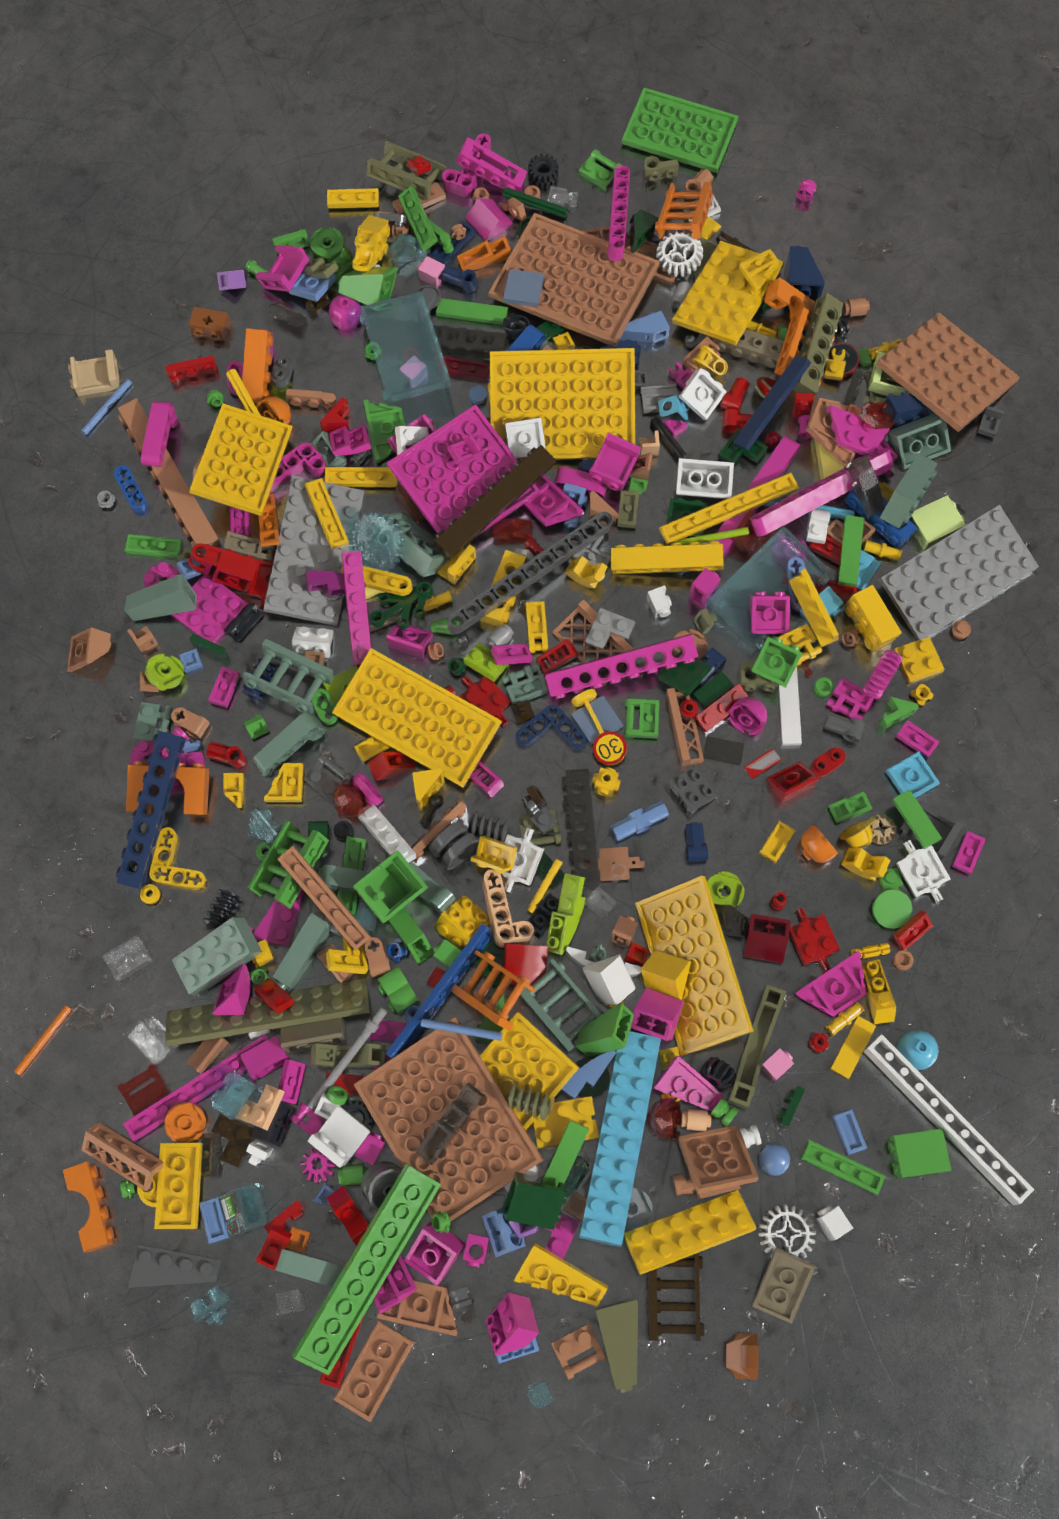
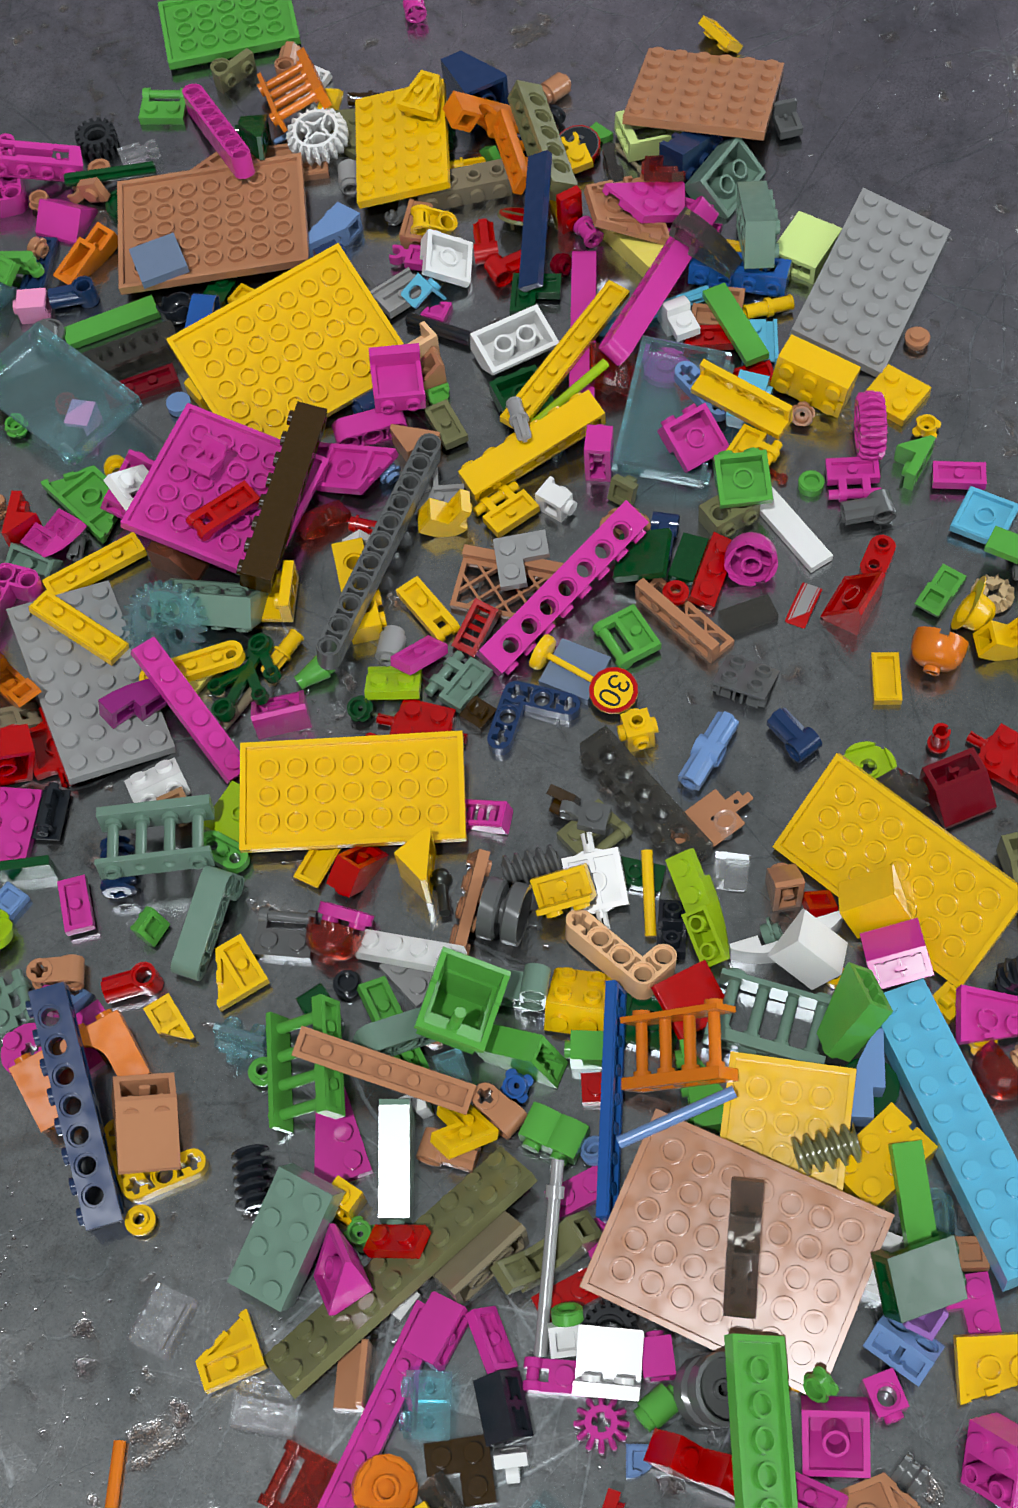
camera: 25 degrees left, 10 degrees down
(153, 1000) = (232, 1357): none -> yellow wing
(182, 843) = (146, 1123): none -> nougat slope
(262, 1113) = (484, 1401): light nougat plate -> none
(412, 414) = (111, 463): none -> yellow plate
(435, 651) = (321, 707): nougat plate -> none
(452, 491) = (223, 510): none -> red plate
(524, 436) = (268, 409): white plate -> none
(576, 494) = (373, 437): medium blue bracket -> none
(627, 593) = (510, 513): none -> yellow plate
(667, 537) = (518, 419): none -> light grey axle
(884, 347) = (609, 118): yellow pin -> none
(992, 329) = (715, 31): none -> yellow plate

